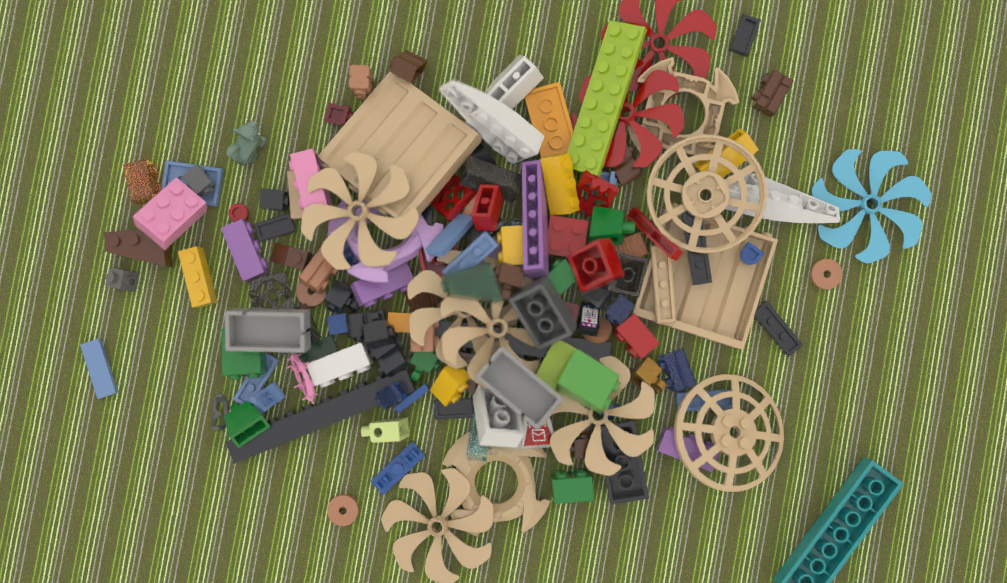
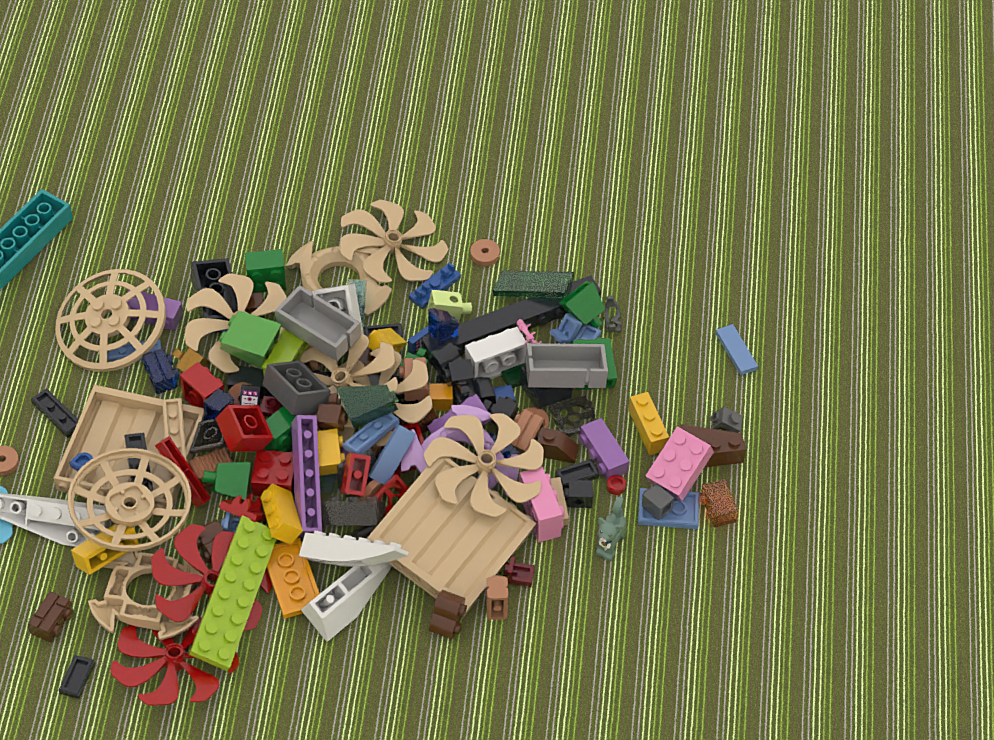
camera: 175 degrees right, 35 degrees down
(294, 455) = (533, 284): none -> clear green tile

